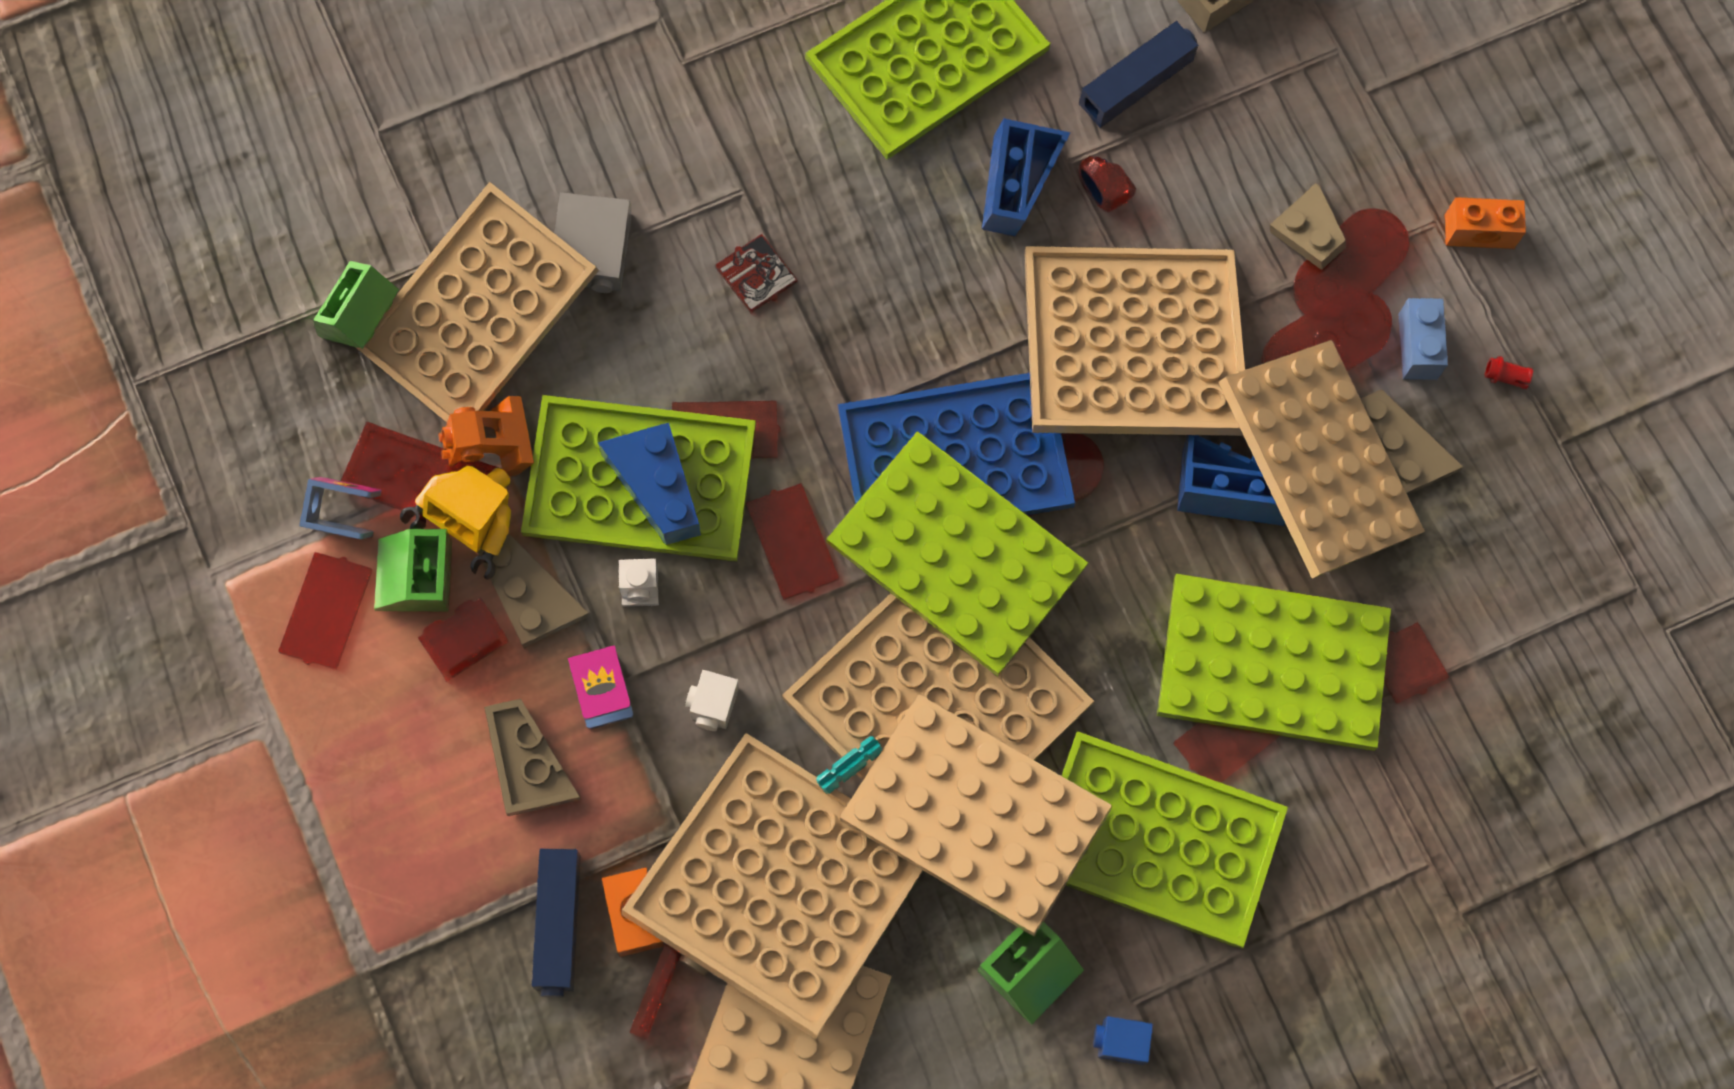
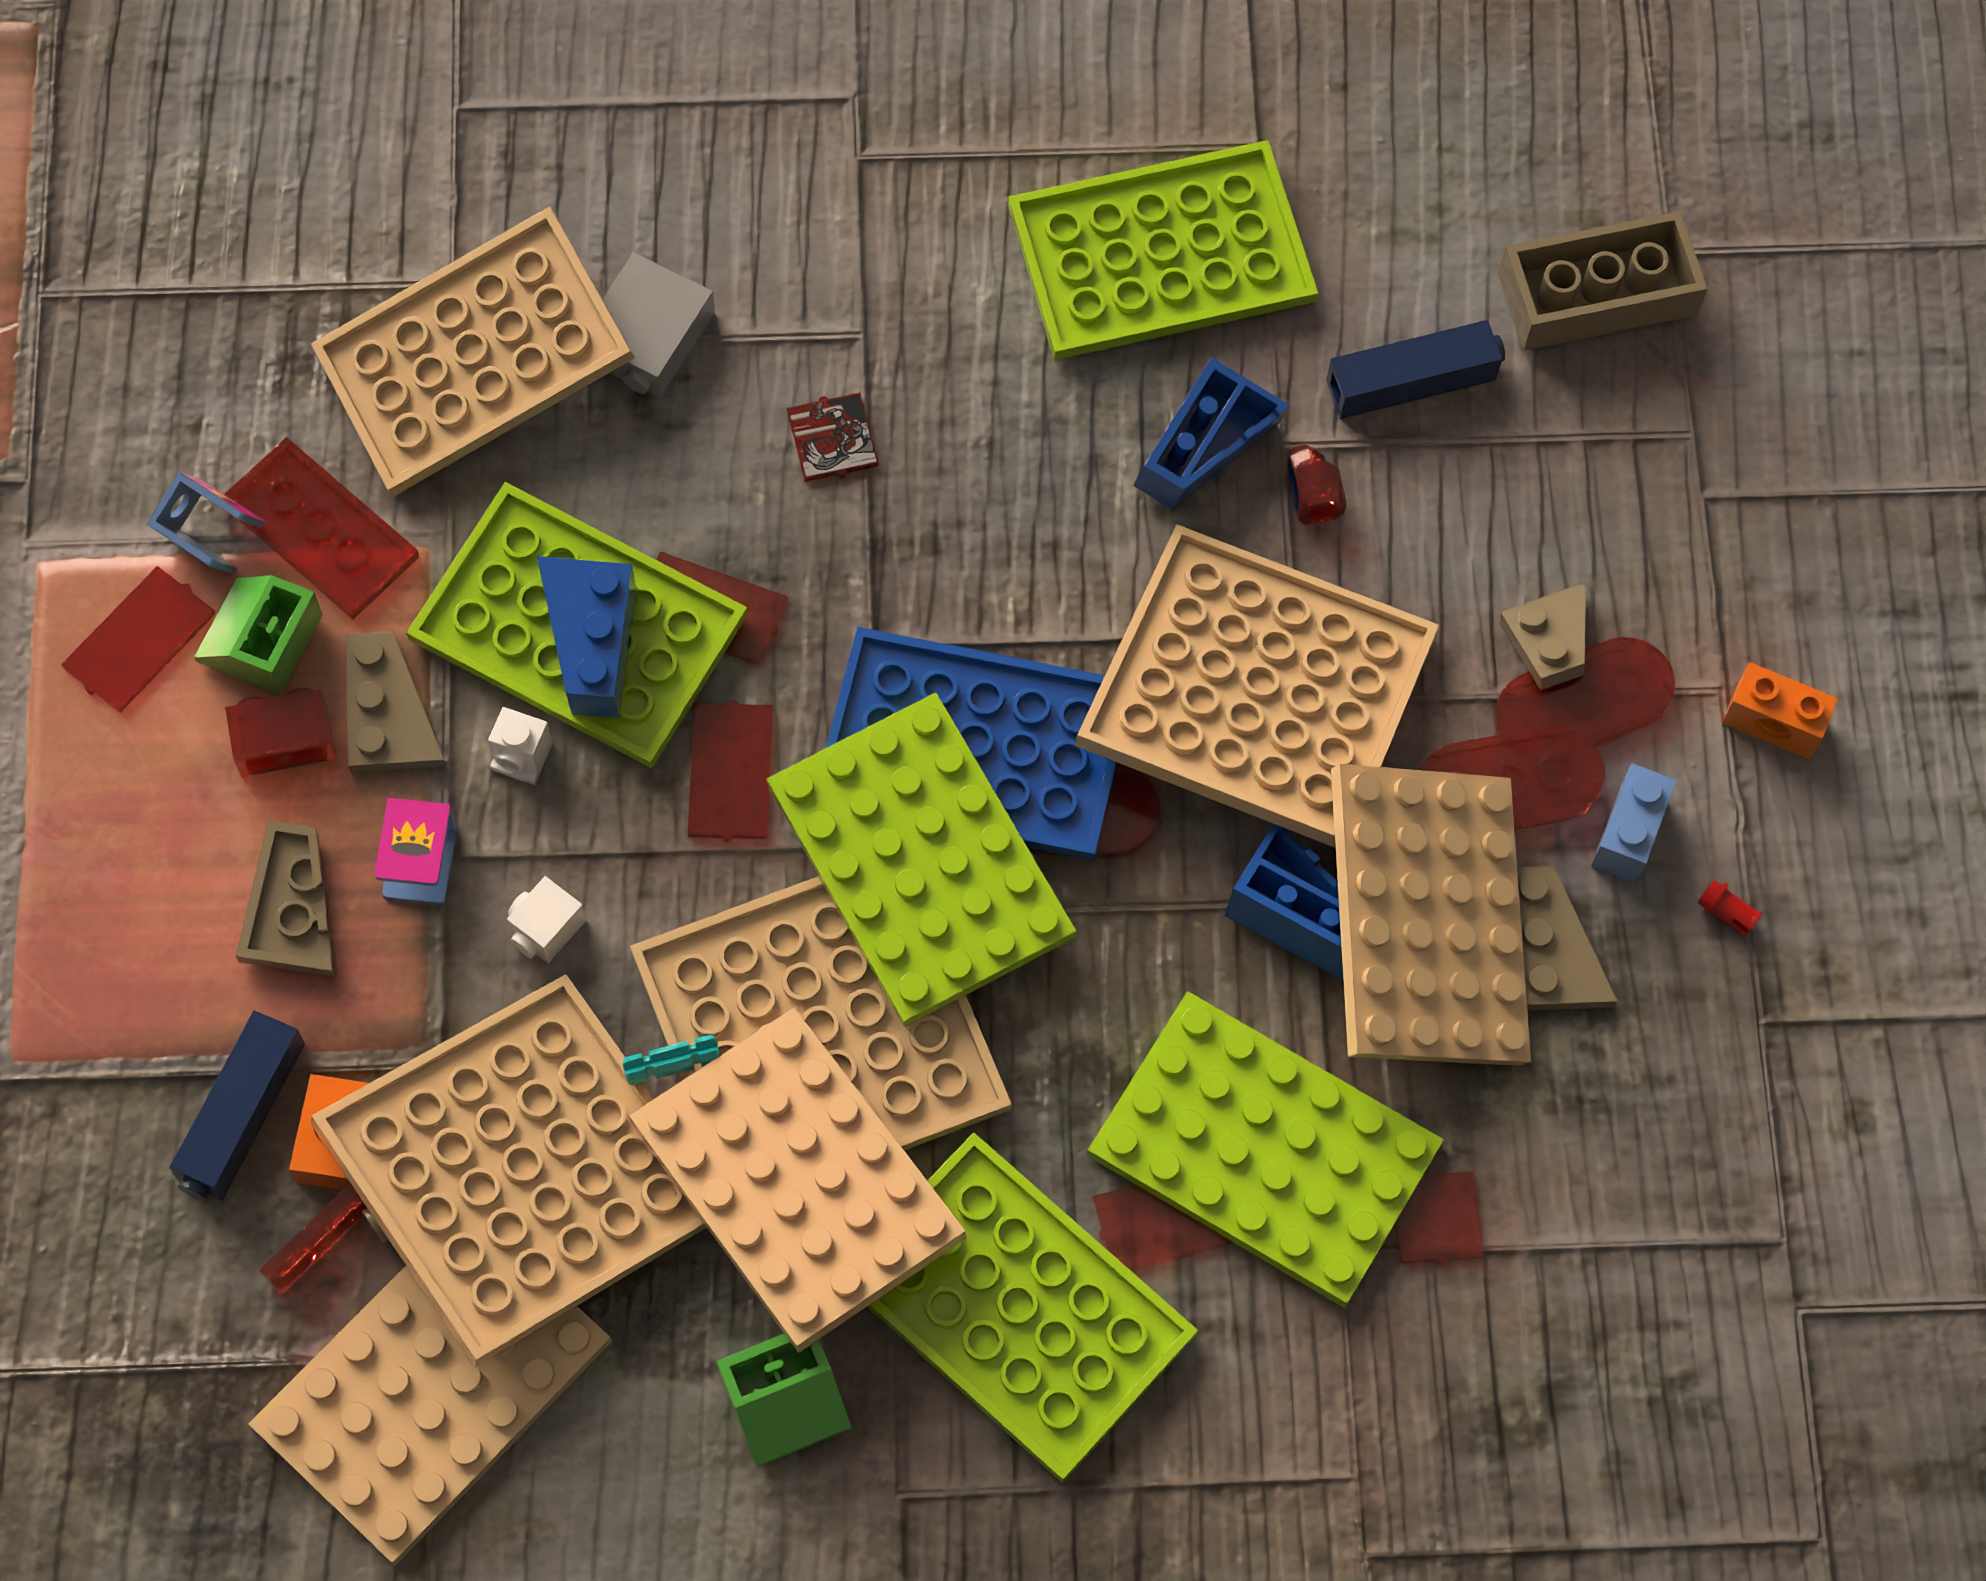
camera: 25 degrees right, 5 degrees down
(355, 305) = (329, 294): bright green slope -> none
(466, 437) = (387, 504): orange tile -> none
(470, 509) = (354, 581): yellow torso -> none
(1123, 1040) = (860, 1532): blue brick -> none

